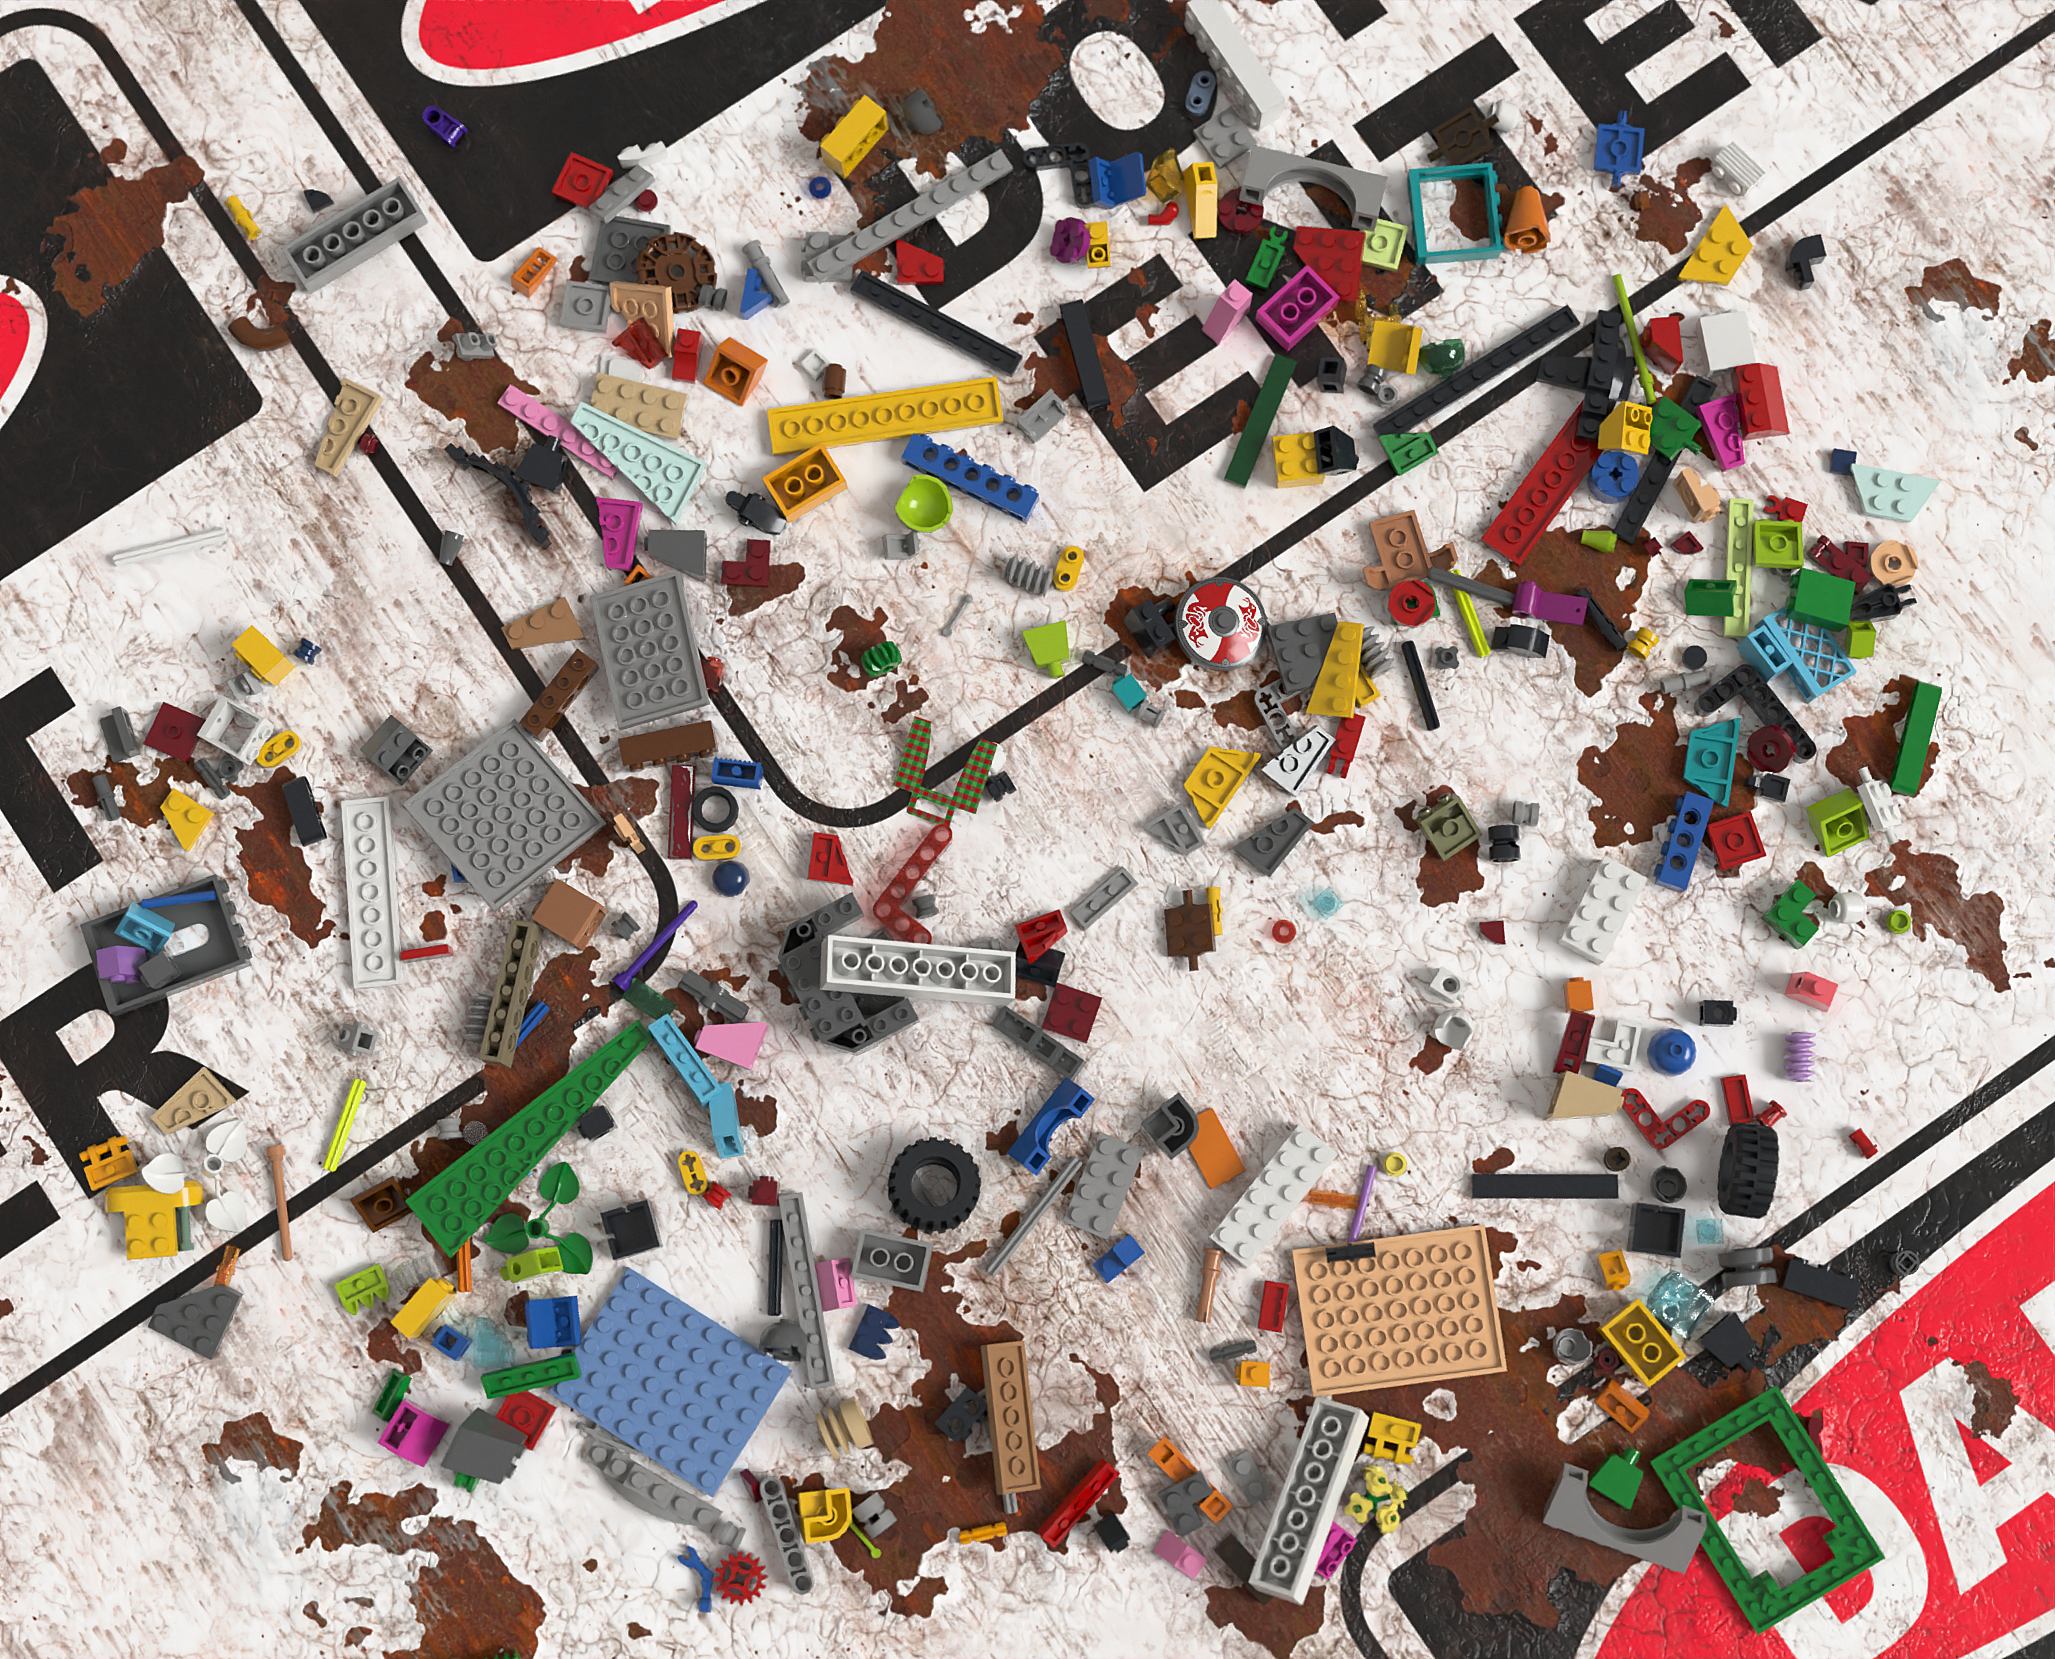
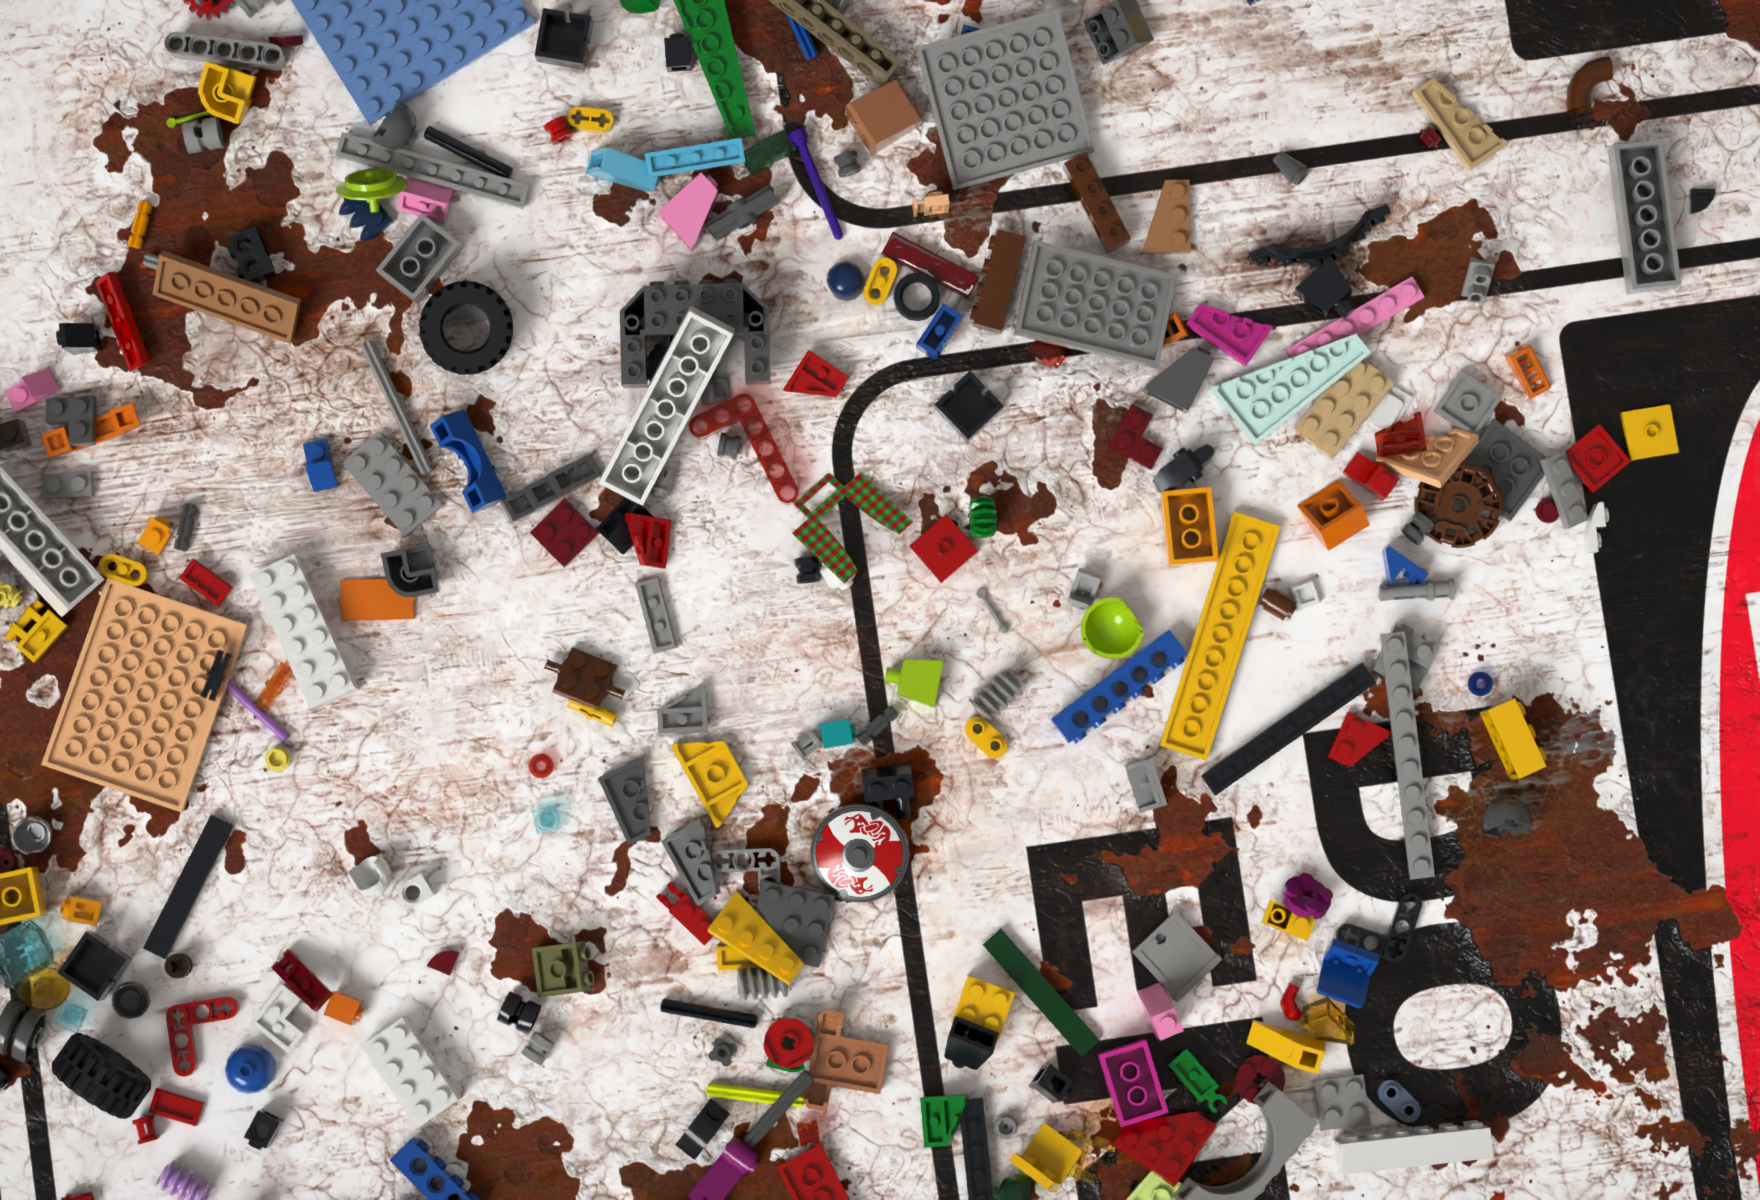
camera: 110 degrees right, 5 degrees up
(242, 217) = (1715, 120): yellow pin -> none
(446, 129) = (1713, 354): dark purple piece -> none
(539, 150) = (1649, 432): none -> yellow plate
(764, 1192) = (539, 174): dark red brick -> none
(793, 716) = (968, 409): none -> black piece
(844, 1428) = (291, 140): tan wheel -> none
(848, 1334) = (371, 186): none -> lime piece
(924, 681) = (943, 548): none -> red plate
(1085, 354) = (1187, 856): black beam -> none
(1174, 321) = (1178, 960): none -> light grey container
(1210, 1272) = (264, 541): nougat pin -> none
(1299, 1386) = (124, 570): none -> yellow plate
(1371, 380) = (1027, 1119): dark grey wheel -> none
(1477, 553) = (808, 1133): none -> clear red wheel
(1582, 1098) = (245, 959): tan slope -> none
(1607, 1075) = (257, 995): blue slope -> none
(1698, 1266) = (46, 996): none -> clear yellow dish

